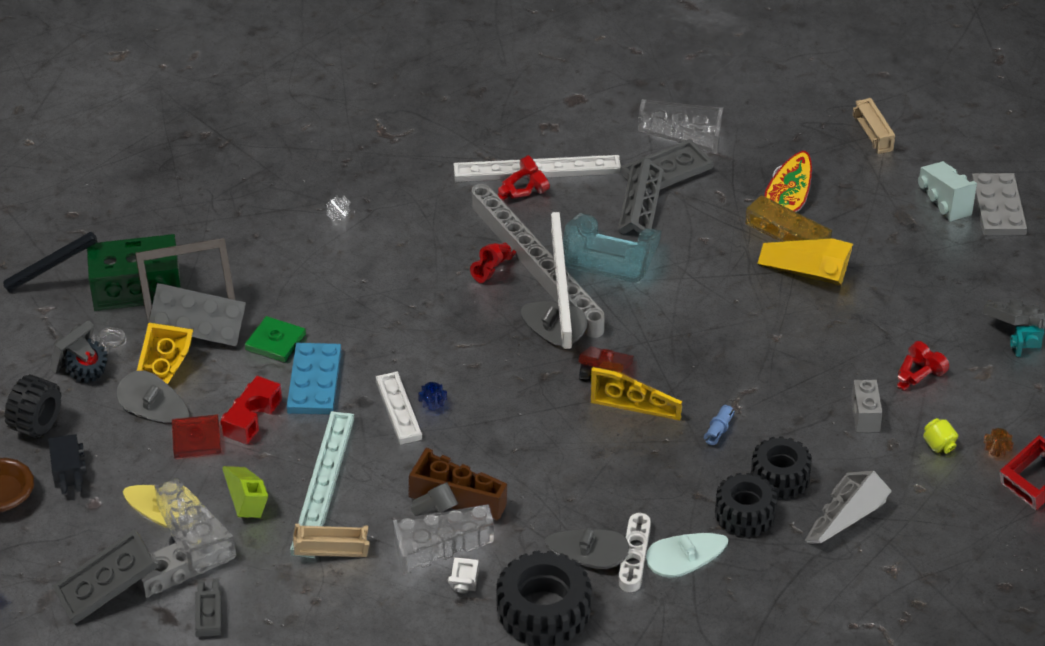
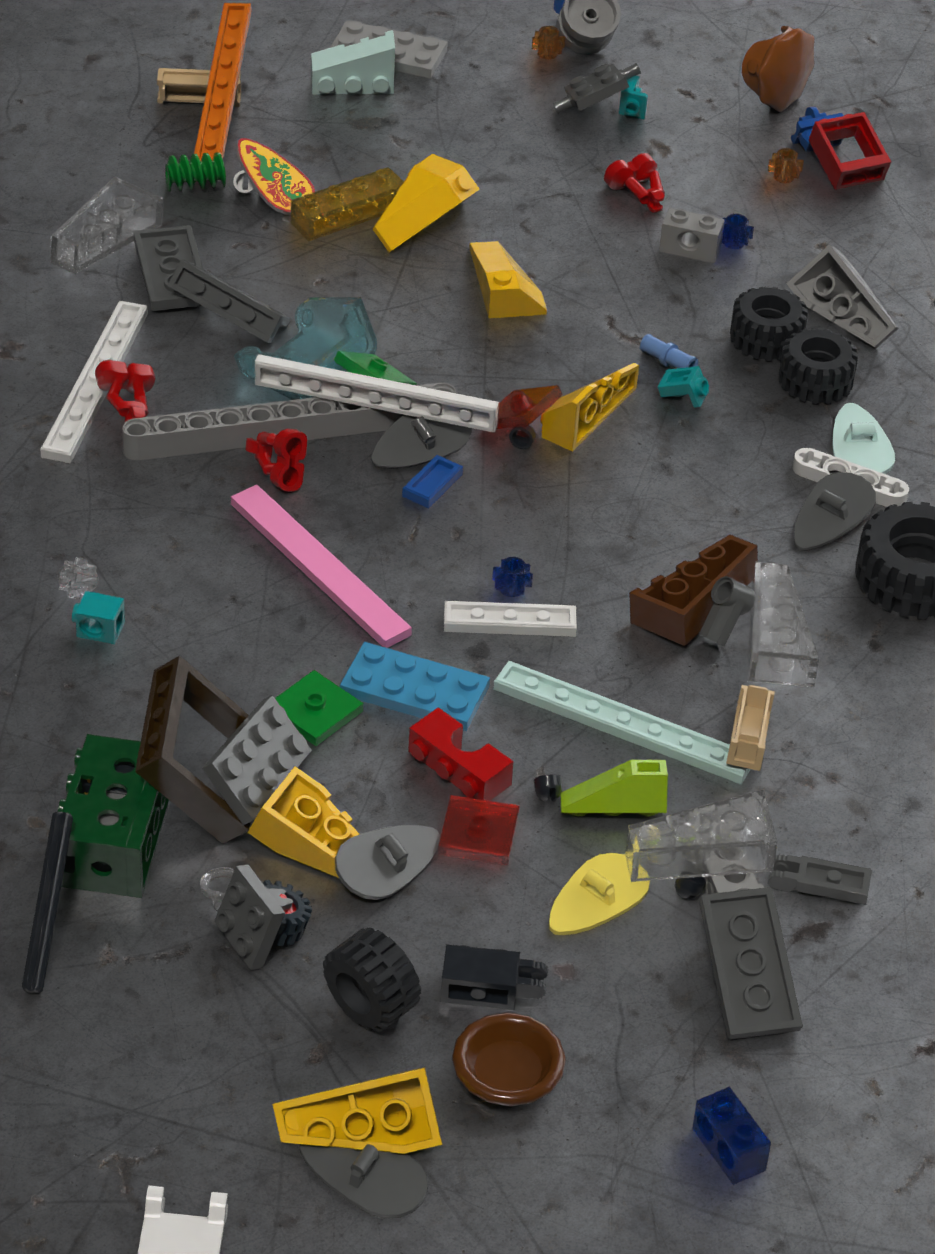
camera: 75 degrees left, 0 degrees up
(243, 458) = (548, 786): none -> black hinge
(309, 227) = (99, 617): none -> teal brick
(406, 310) = (321, 566): none -> bright pink tile
(464, 575) = (848, 625): white bracket -> none
(518, 340) = (432, 481): none -> blue tile
(605, 281) = (370, 366): none -> green plate
(686, 441) = (685, 381): none -> teal bracket
(748, 324) = (504, 284): none -> yellow wedge
(771, 147) = (195, 171): none -> green piece
(874, 128) = (223, 79): none -> orange tile
(890, 430) = (736, 231): none -> clear blue gear
(940, 436) = (760, 200): neon yellow head -> none

